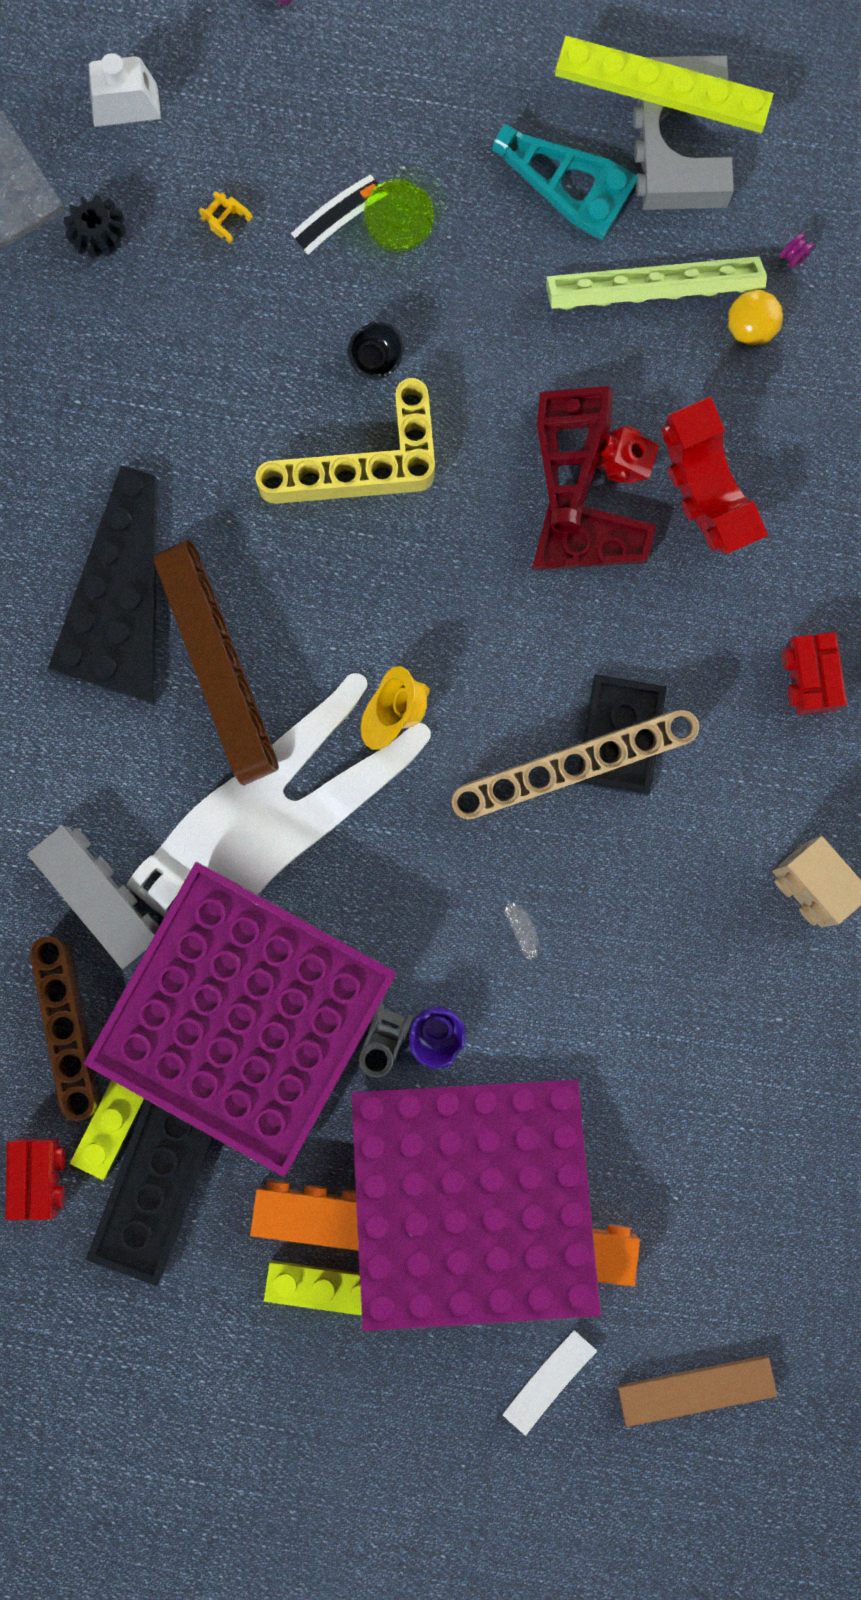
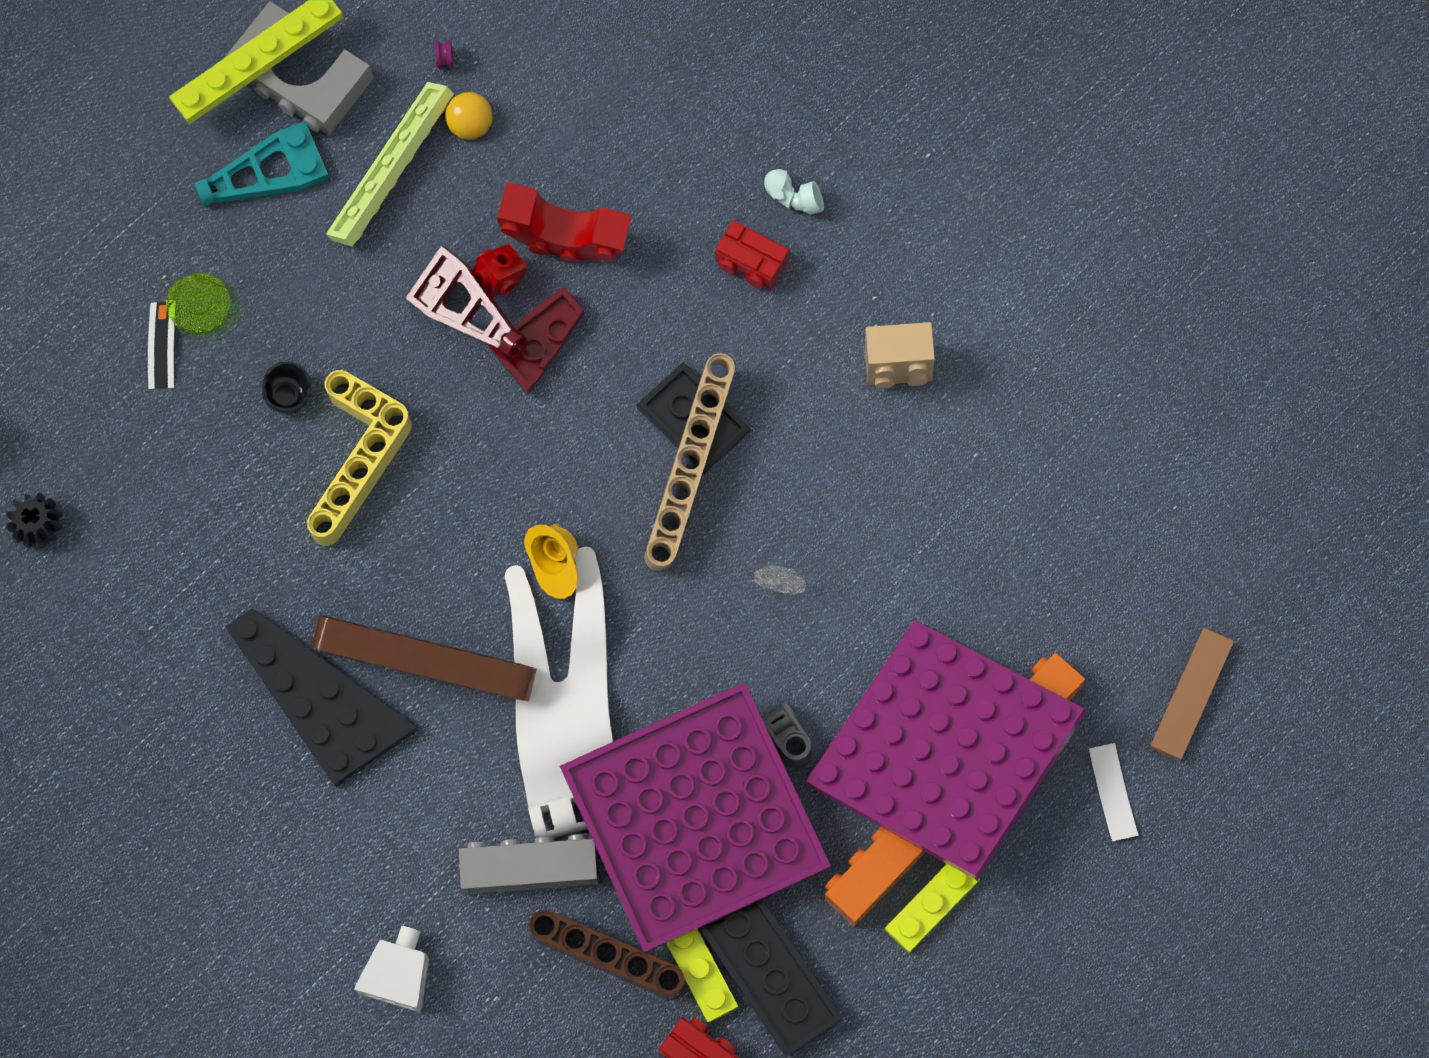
camera: 45 degrees left, 10 degrees down
(231, 205) = (95, 415): yellow piece -> none
(436, 1037) = (810, 693): dark purple hair -> none

